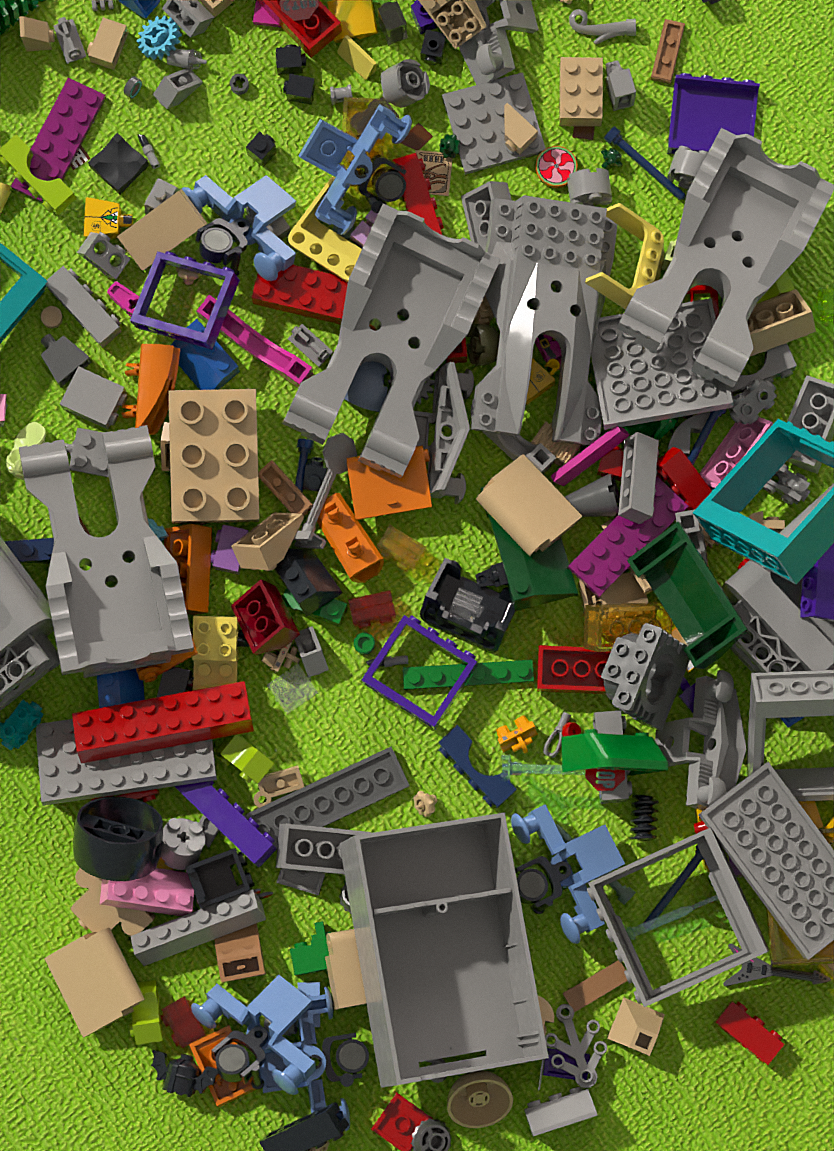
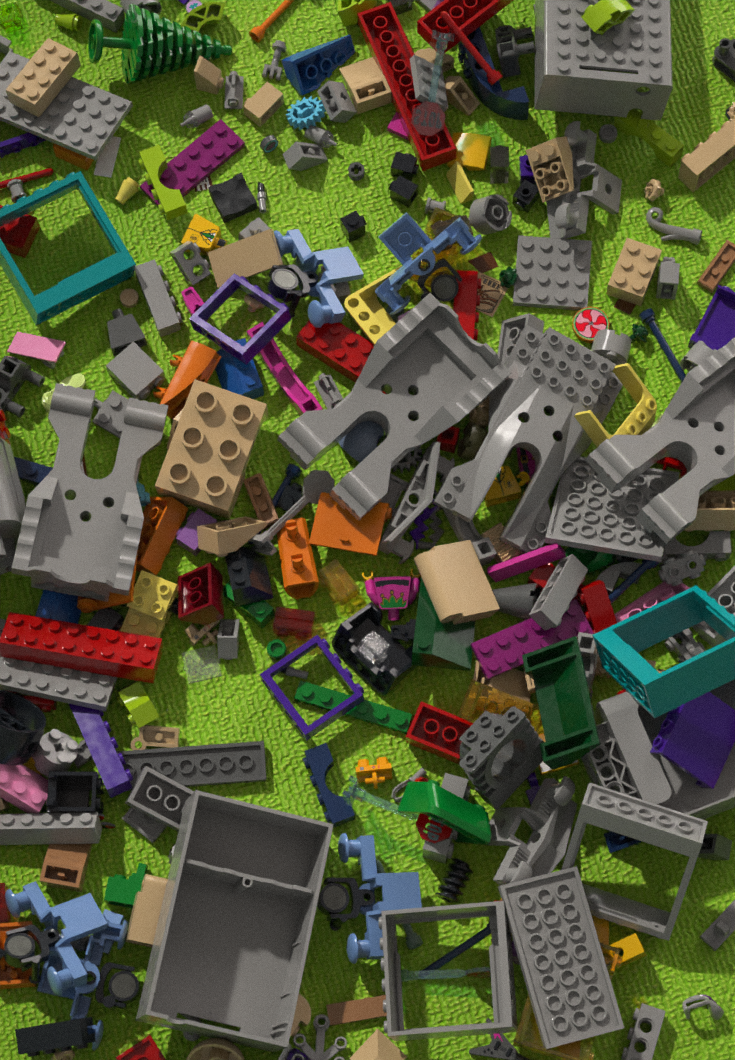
camera: 20 degrees right, 10 degrees down
(41, 84) = (196, 117): none -> light grey piece
(425, 803) = (273, 798): tan piece -> none
(462, 466) = (416, 533): none -> piece
(462, 538) = (392, 592): none -> dark pink torso
(517, 130) = (568, 283): tan slope -> none

